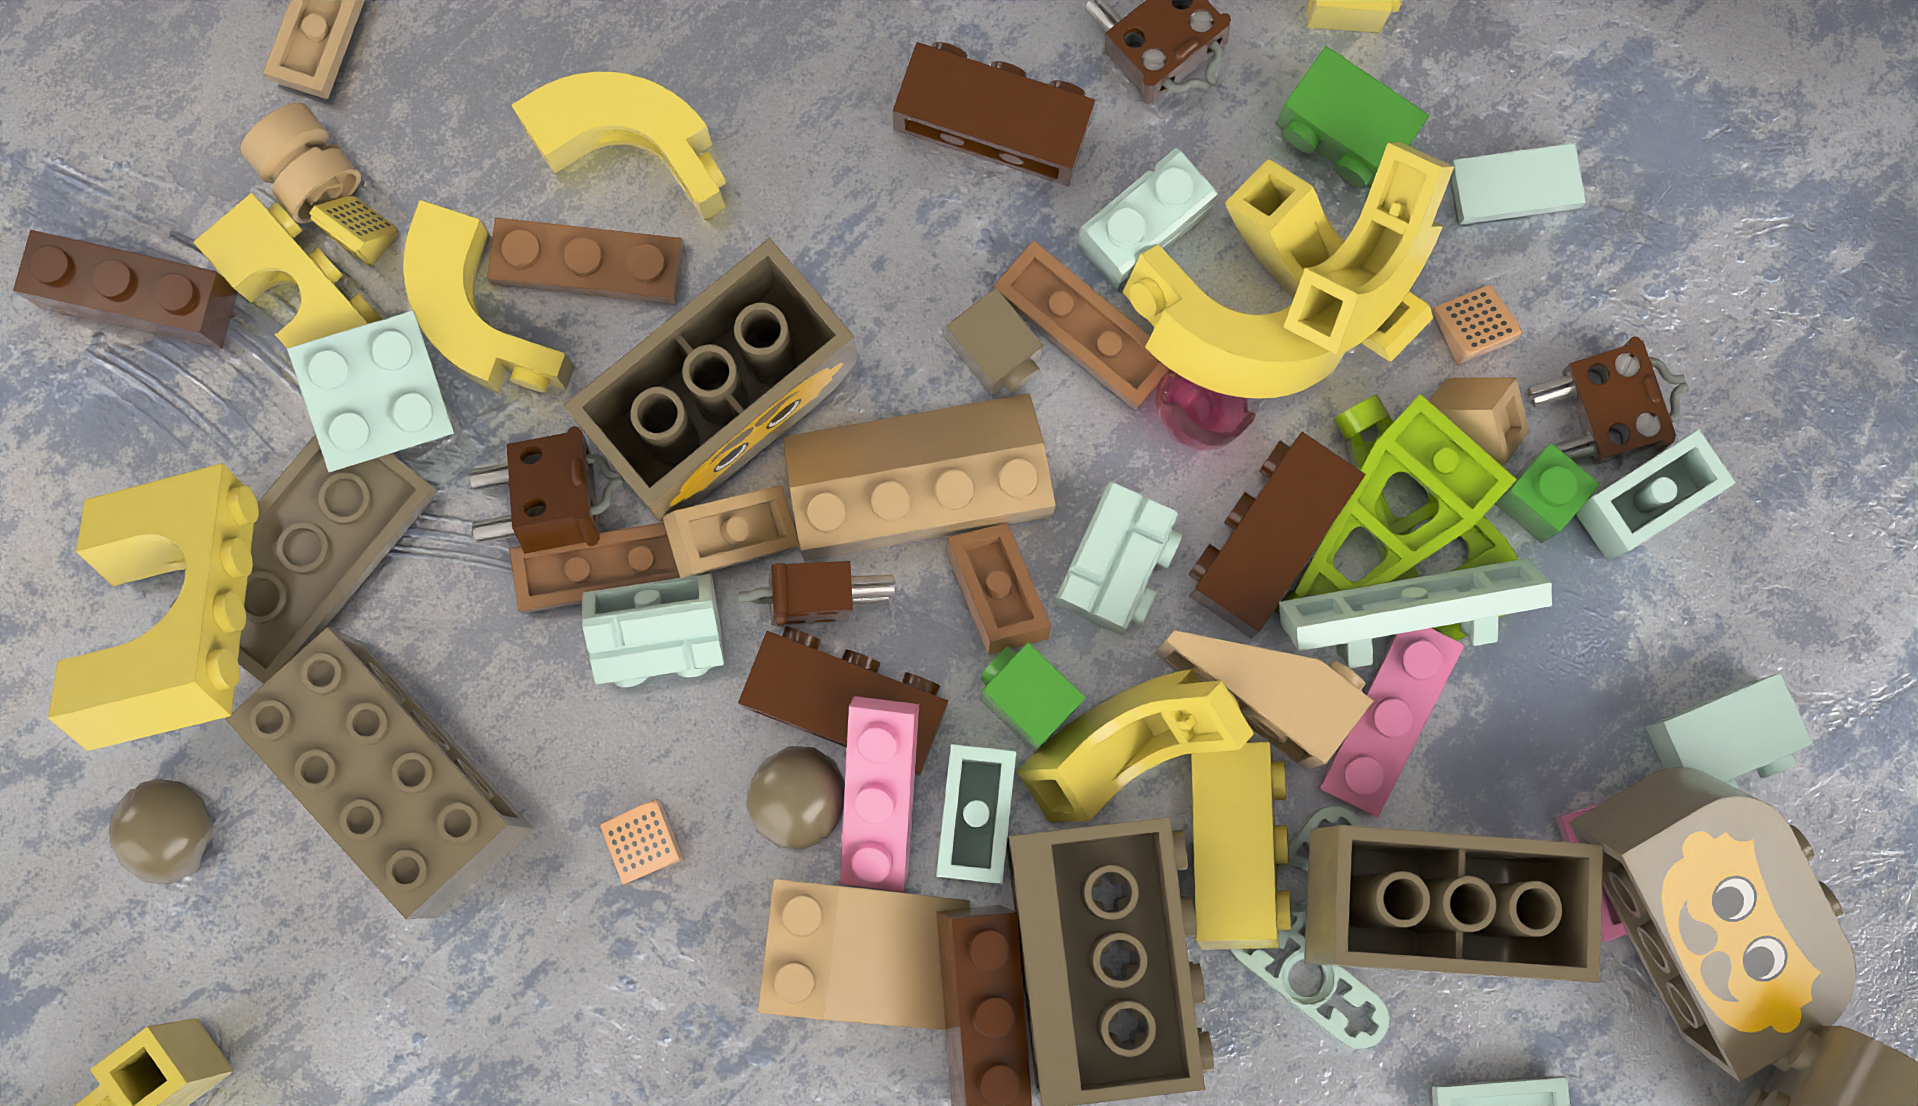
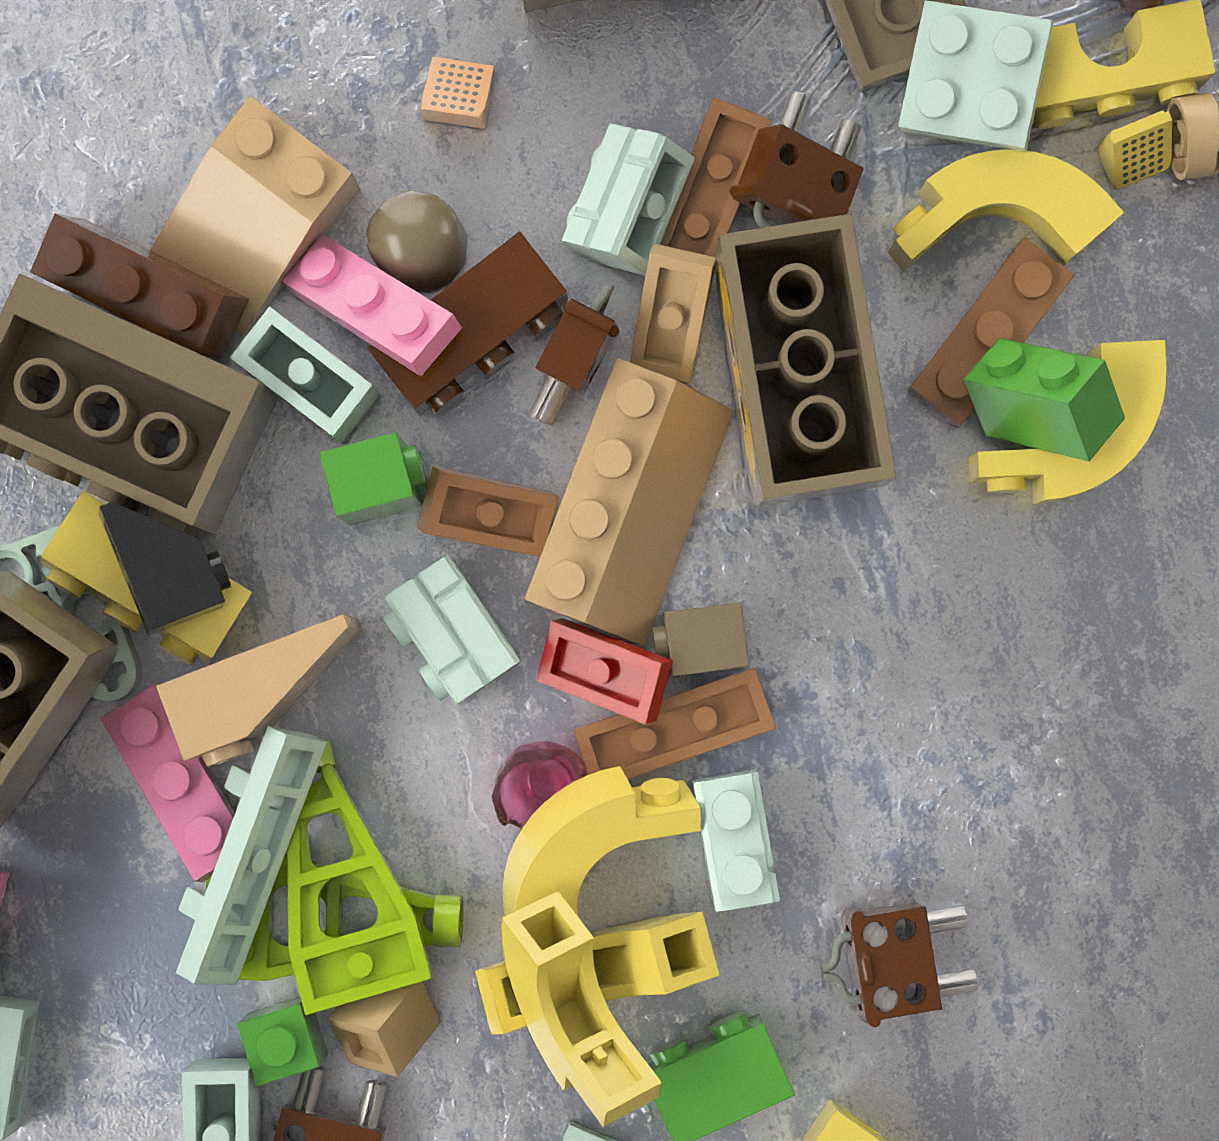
camera: 125 degrees right, 5 degrees up
(621, 171) = (1045, 398): none -> bright green brick
(993, 112) = (914, 765): reddish brown brick -> none
(1073, 408) = (604, 670): none -> plate
(1127, 736) = (293, 542): light yellow arch -> none
(1223, 821) = (164, 569): none -> black slope
(1274, 533) = (392, 780): reddish brown brick -> none
(1476, 324) = (471, 1077): light nougat slope -> none

